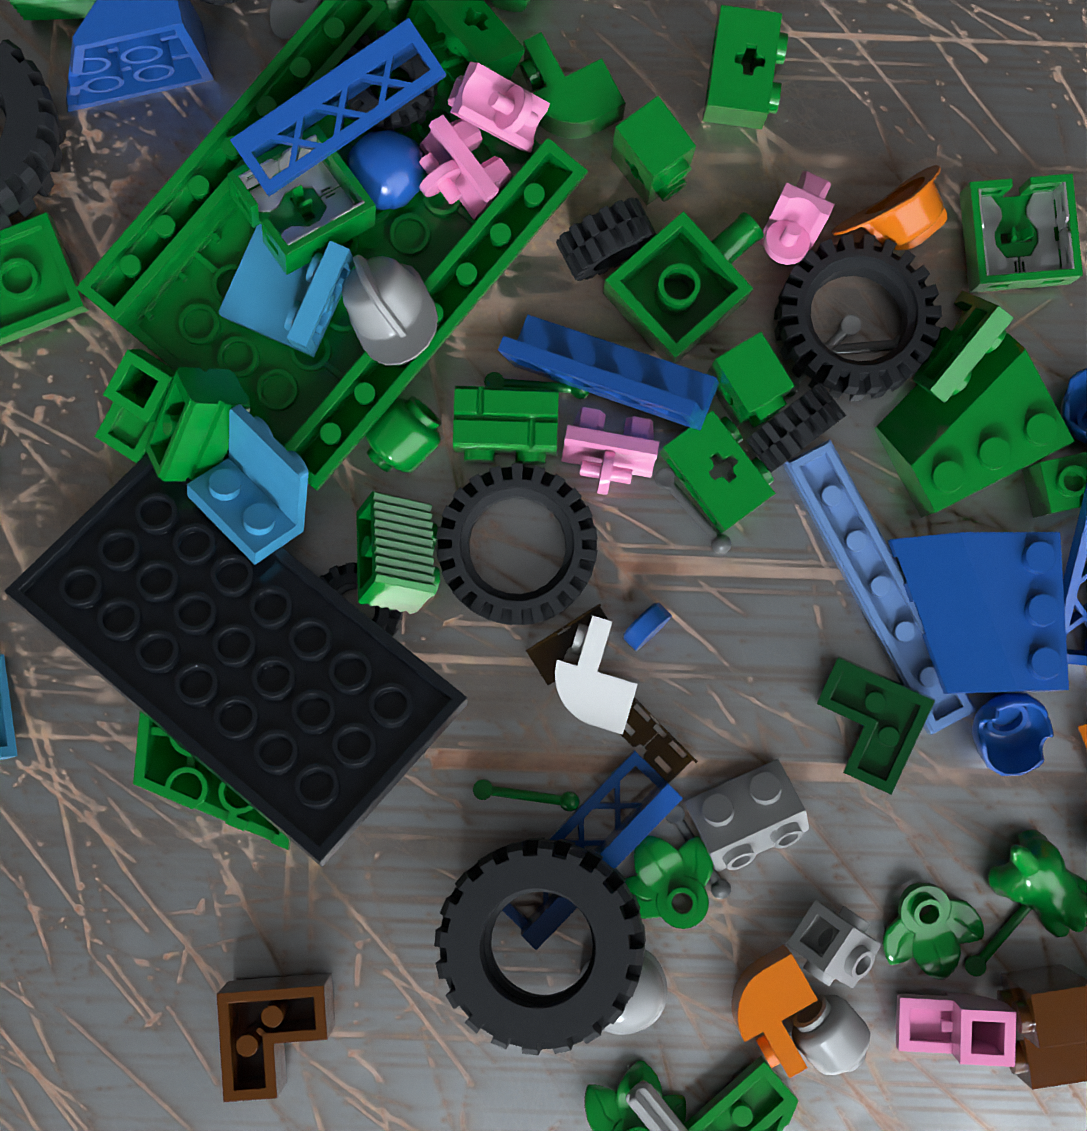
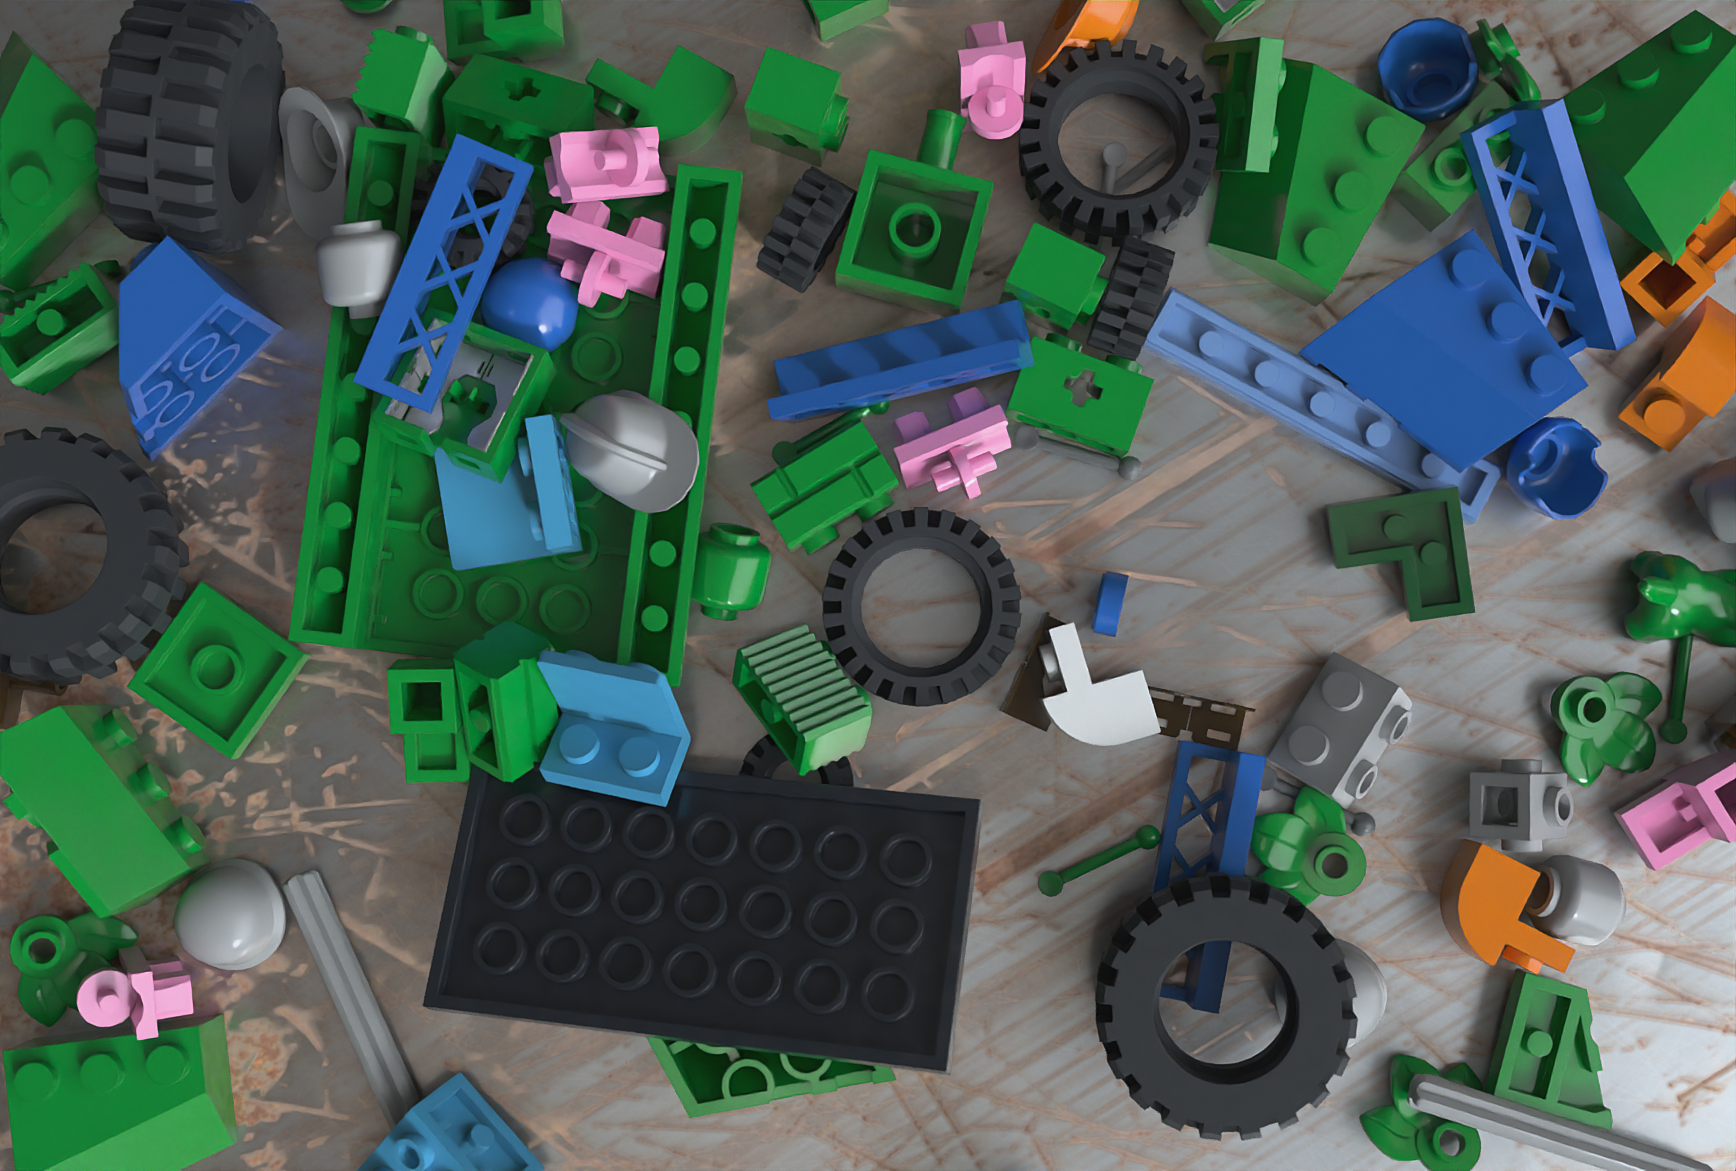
camera: 30 degrees left, 0 degrees up
(285, 65) = (359, 266): none -> light grey head

